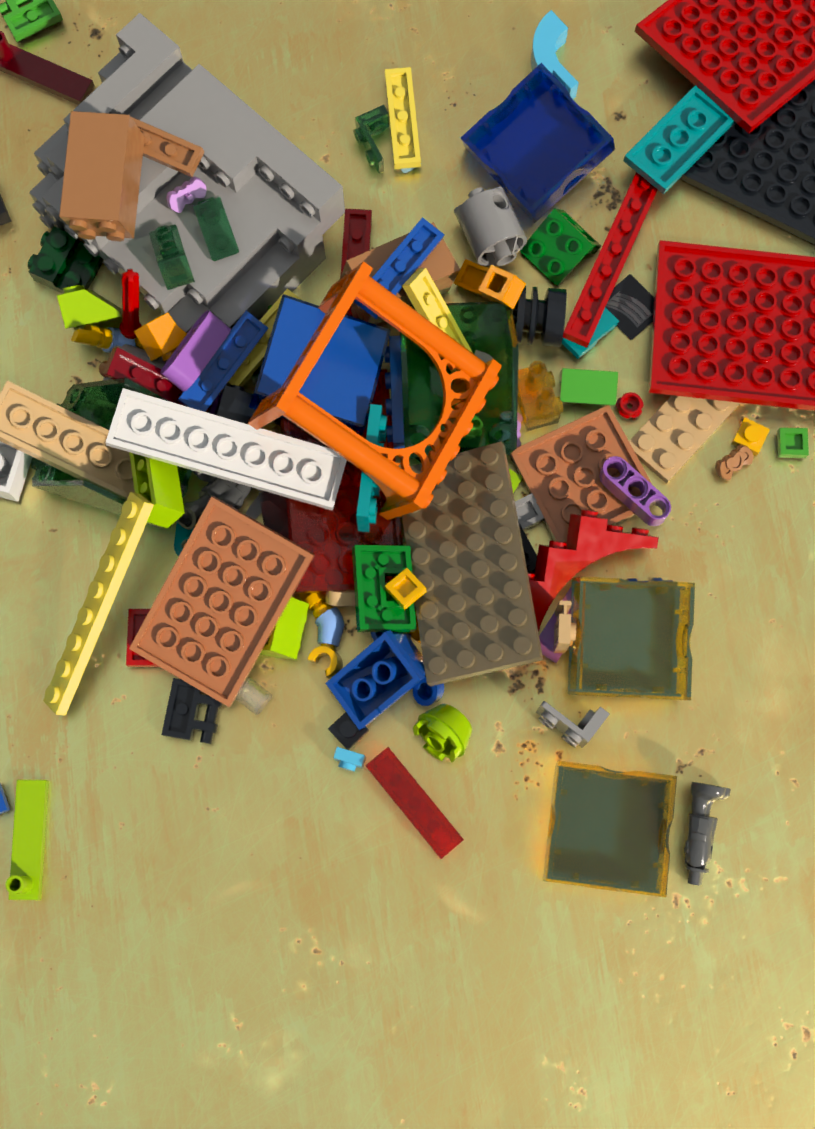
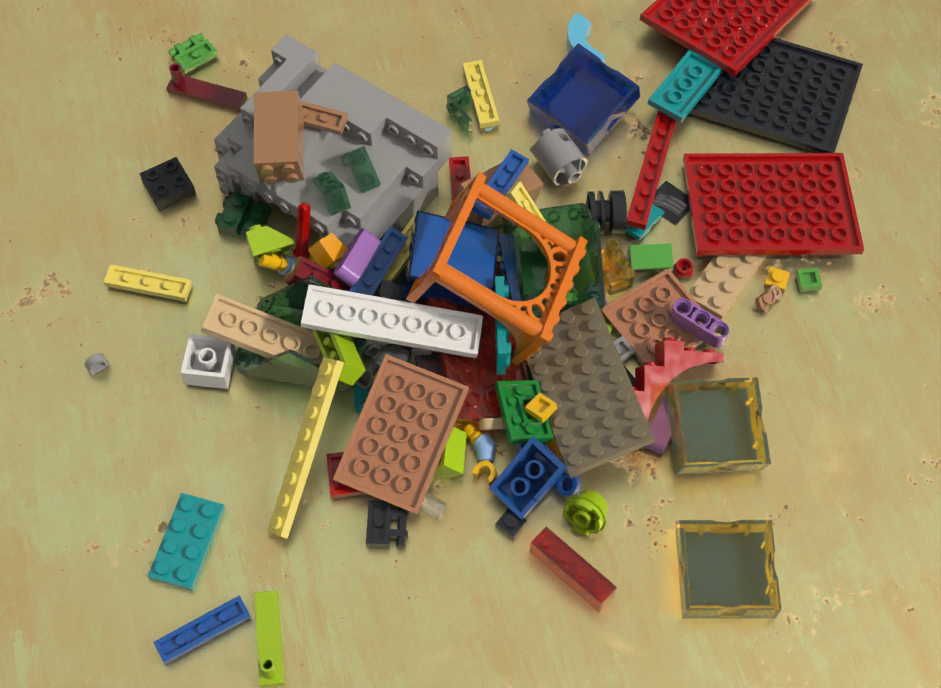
camera: 10 degrees left, 15 degrees down
(186, 194) = (336, 149): lavender piece -> none
(348, 759) = (516, 543): medium azure plate -> none
(490, 283) = (574, 191): light orange arch -> none
(559, 246) = (610, 166): green bracket -> none
(563, 628) = (666, 420): tan plate -> none
(572, 733) = (684, 498): light grey bracket -> none
(701, 829) = (798, 557): dark grey piece -> none

